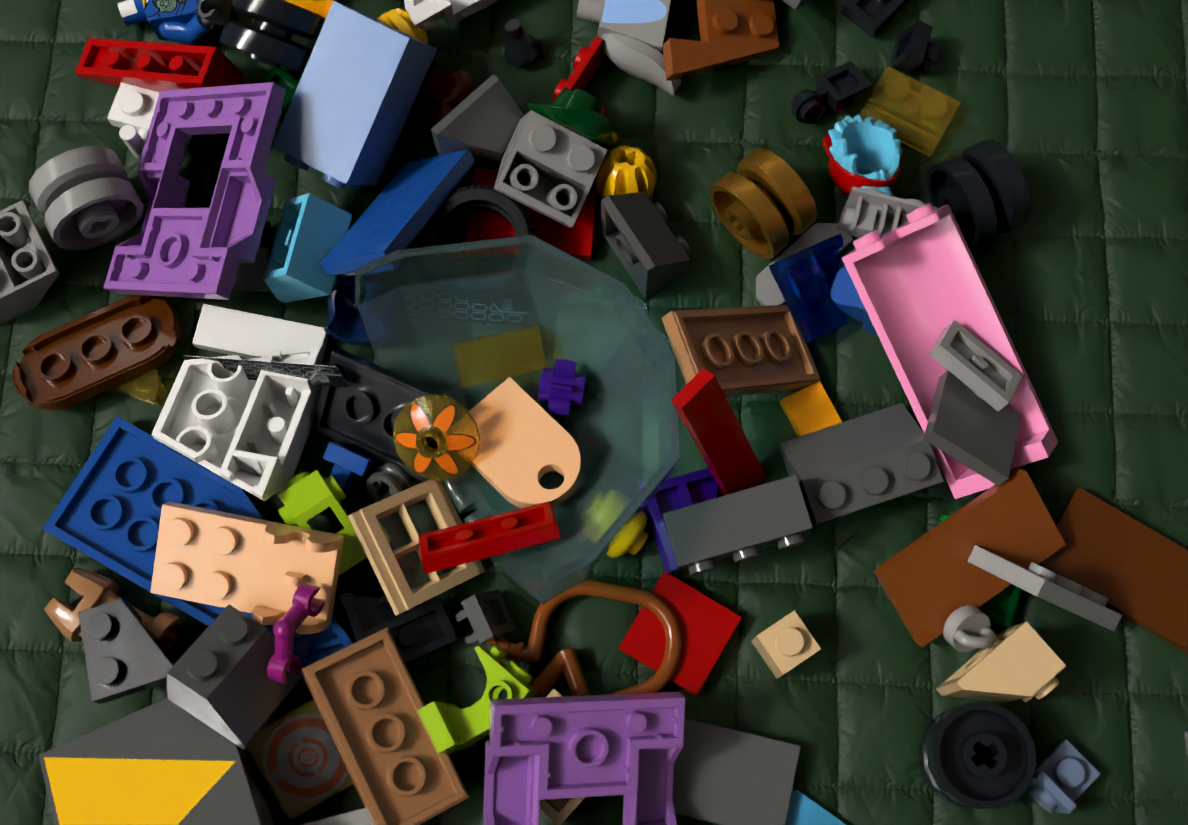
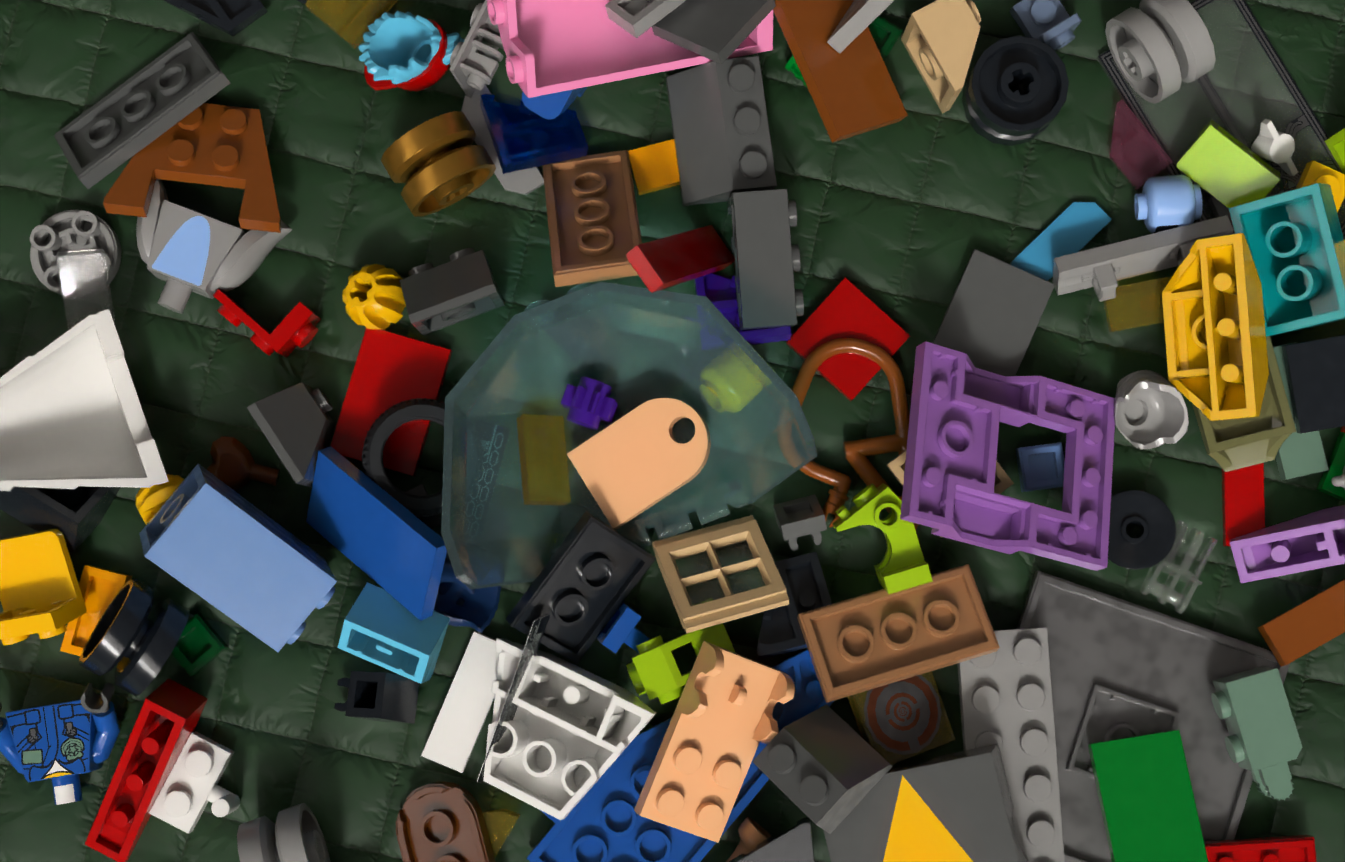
camera: 80 degrees left, 10 degrees up
(201, 248) = (371, 762): medium lavender piece -> none
(285, 629) = (767, 687): magenta arm -> none
(387, 481) = (650, 594): dark grey bush -> none
(446, 423) = (609, 525): clear yellow dish -> none
(488, 537) = (733, 499): red tile -> none
(521, 46) = (201, 378): black rock -> none
(549, 168) = (359, 372): light grey slope -> none
(581, 115) = (310, 333): dark green hat -> none
(785, 644) = (880, 241): tan brick -> none
(838, 88) = (319, 58): black plate -> none
(968, 629) = (901, 68): light grey tile -> none

